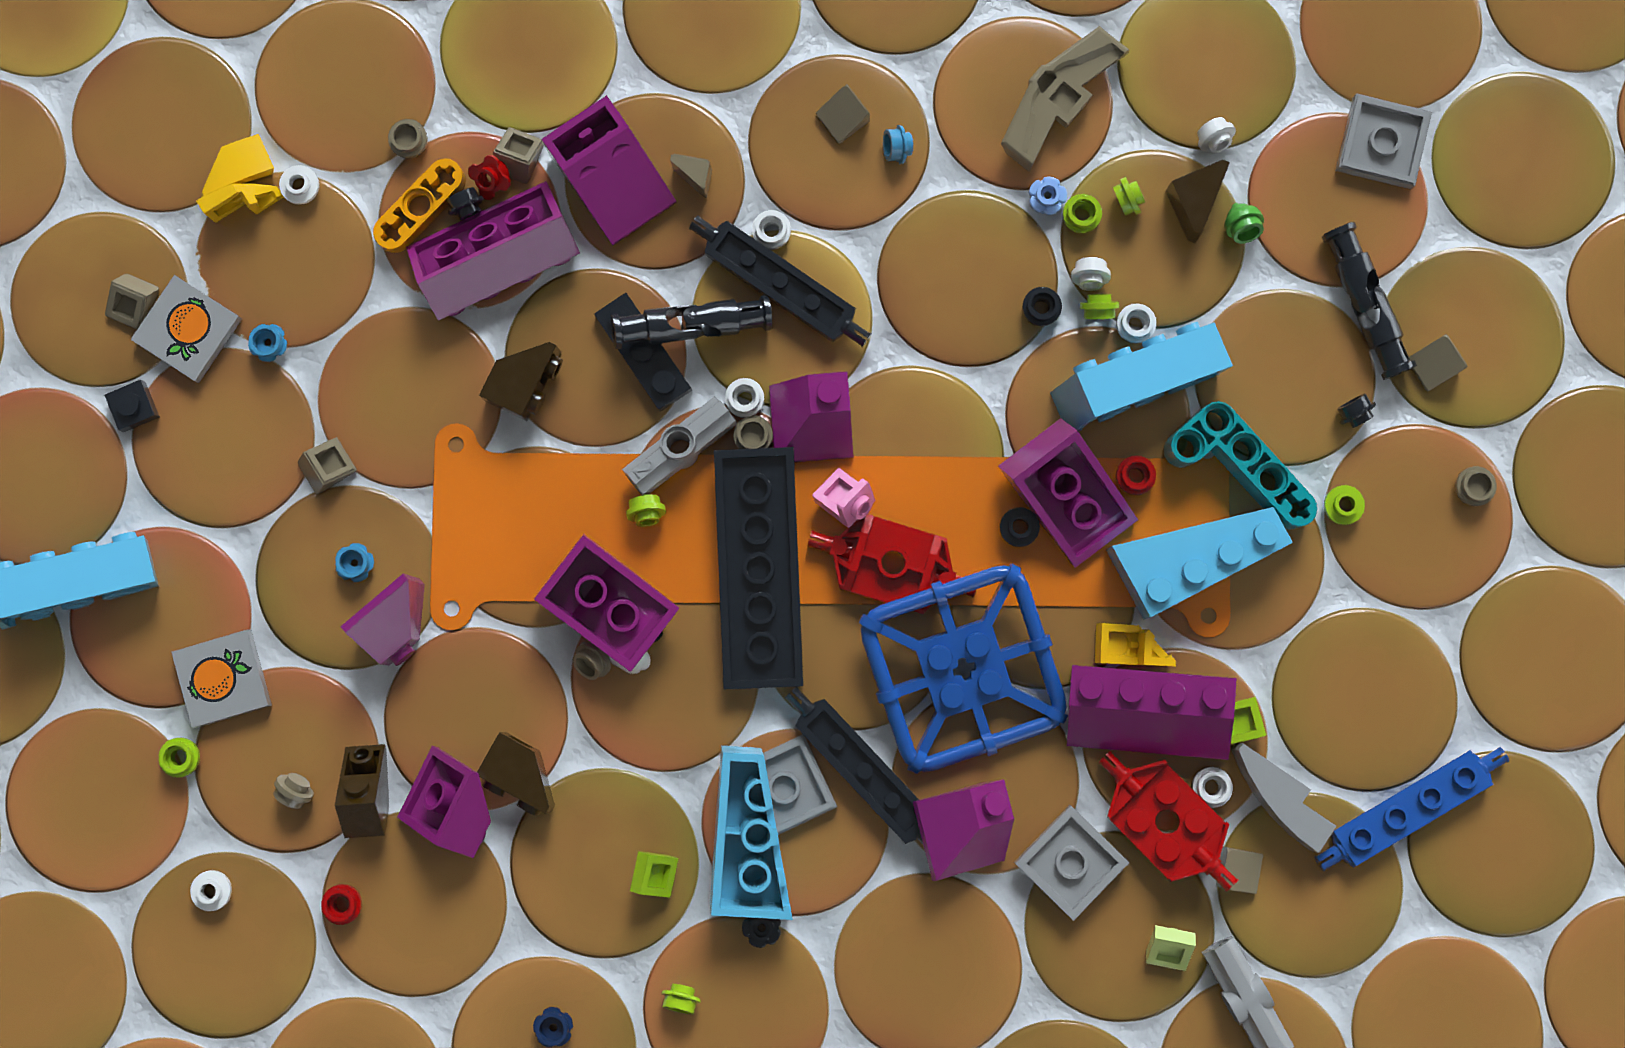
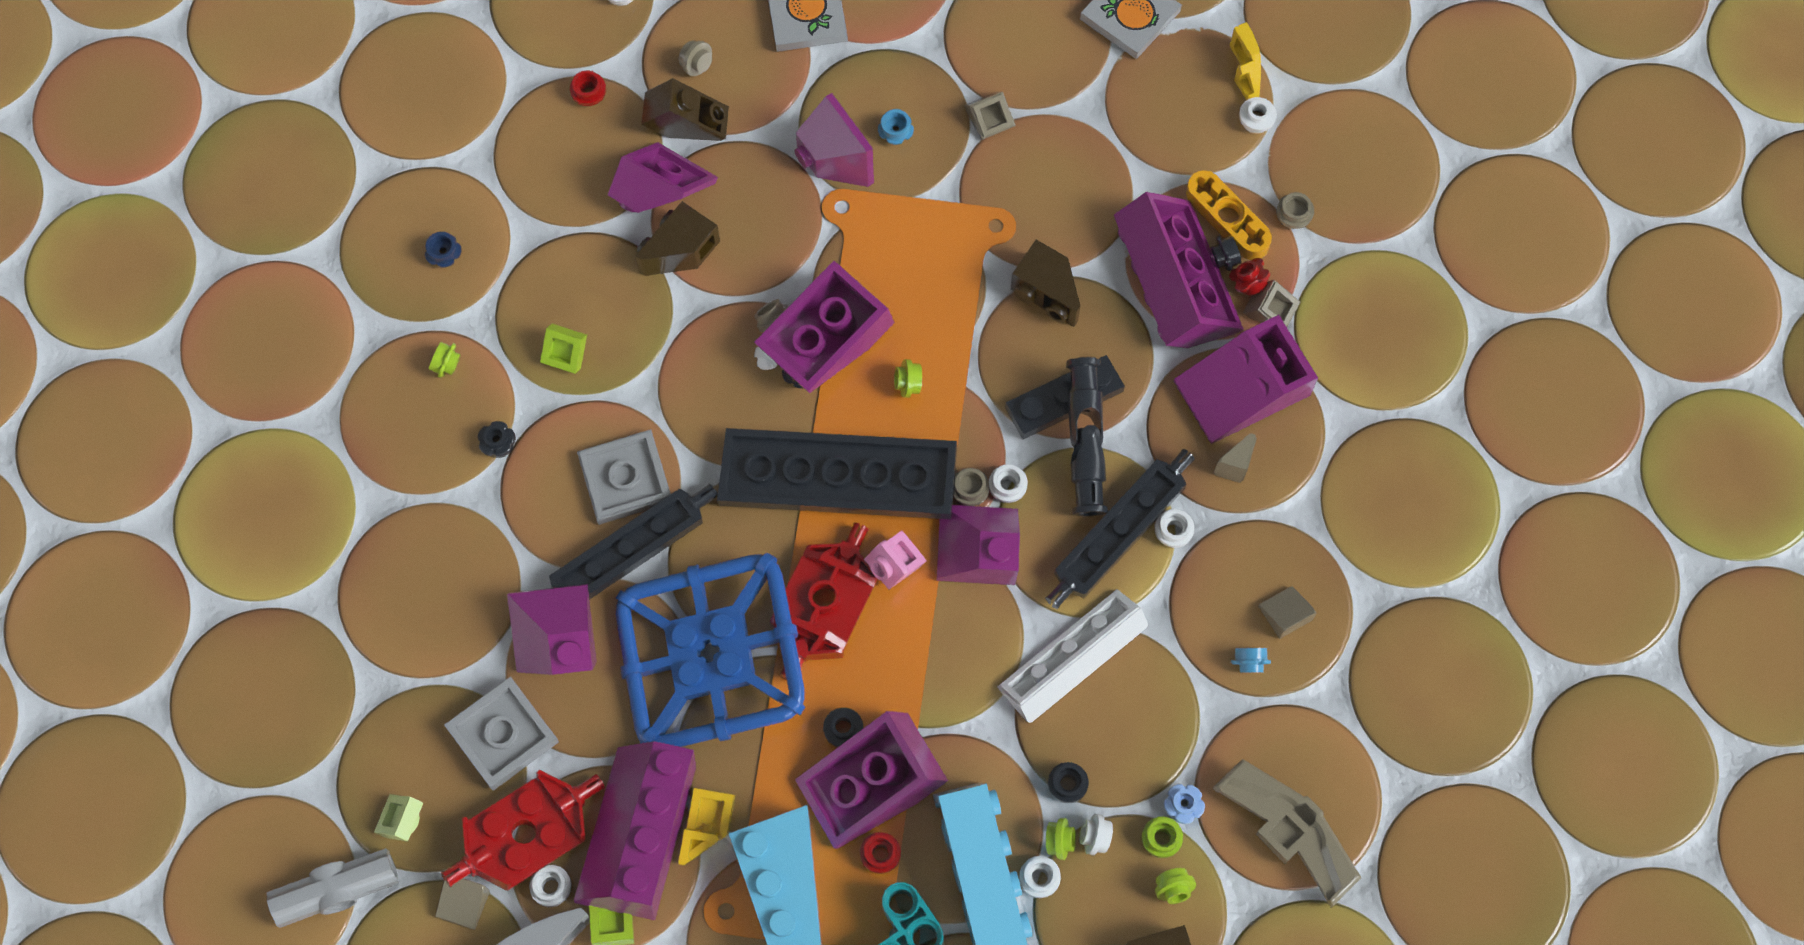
camera: 90 degrees right, 15 degrees down
(239, 164) = (1281, 65): yellow slope -> none
(260, 335) = (1114, 67): dark azure plate -> none
(699, 429) = (978, 434): light grey piece -> none
(746, 853) = (576, 427): medium azure wedge -> none
(912, 315) = (1073, 655): none -> white slope

